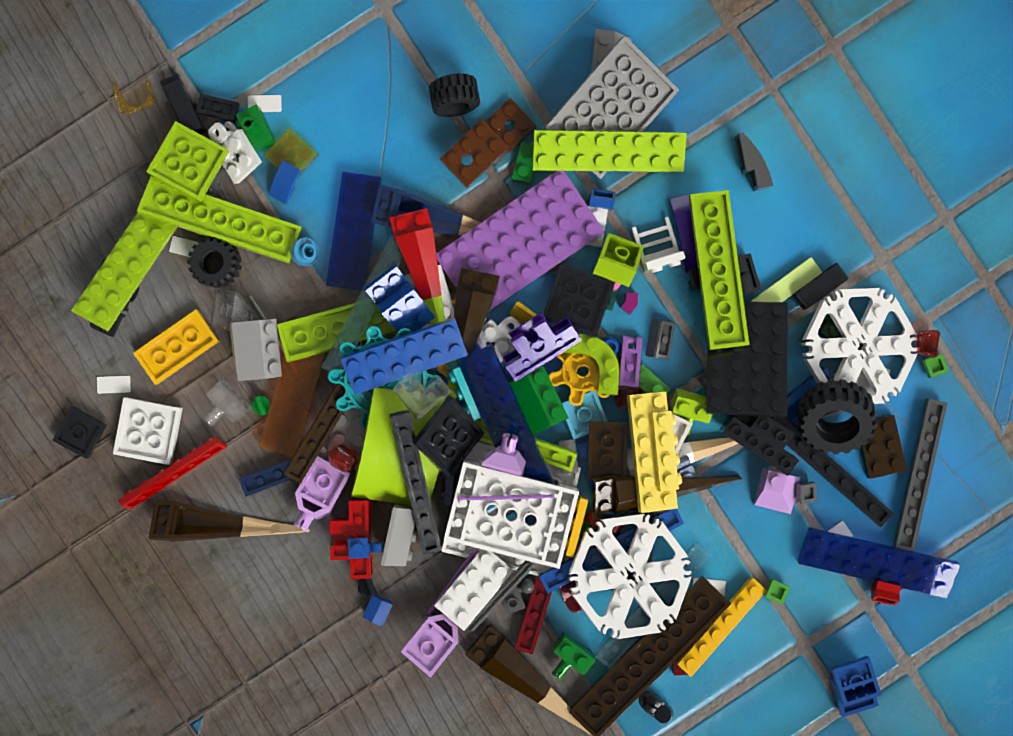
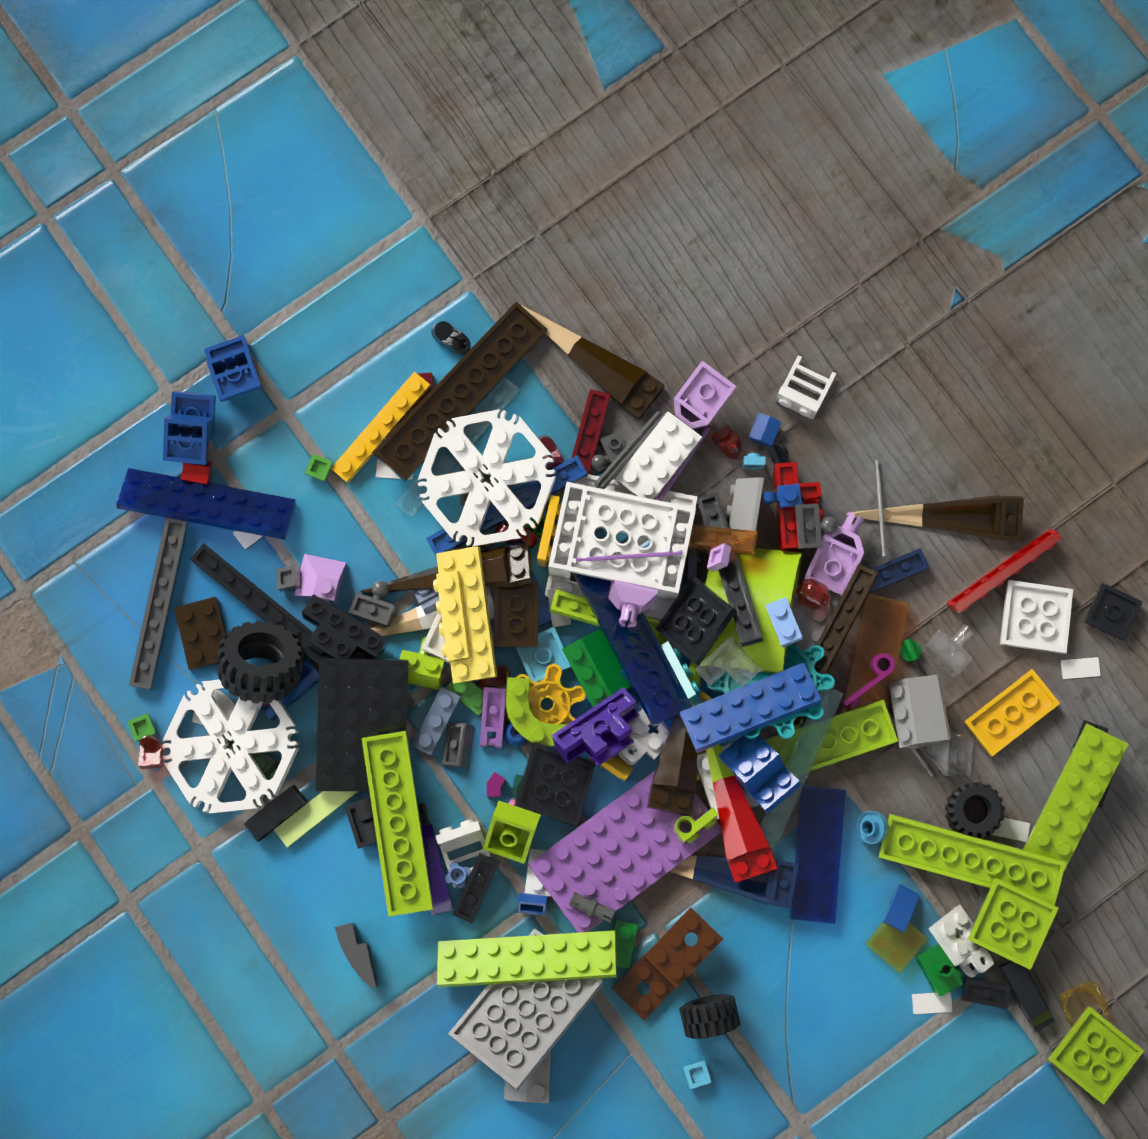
camera: 175 degrees right, 10 degrees down
(128, 52) = (1095, 1055): none -> lime plate
(278, 533) = (880, 507): none -> light grey piece
(286, 390) = (881, 666): none -> magenta door
(341, 519) = (810, 526): none -> dark grey plate
(345, 635) = (797, 401): none -> white plate
(369, 431) = (784, 622): none -> light blue plate
(389, 581) = (753, 462): none -> medium azure plate
(411, 600) = (728, 442): none -> clear red plate
(420, 509) = (710, 537): none -> clear orange plate
(424, 493) = (719, 557): none -> lavender plate
(449, 261) = (706, 821): none -> lime plate
(467, 51) = (697, 1074): none -> medium azure plate
(551, 190) = (592, 907): none -> dark grey pin
(572, 655) = (546, 389): green brick -> none
(649, 214) = (476, 888): none -> black plate
(663, 220) = (451, 876): none -> medium blue plate
(678, 360) = (436, 721): none -> sand blue plate
(732, 463) = (373, 608): none -> dark grey plate
(894, 633) = (189, 427): none -> blue bracket

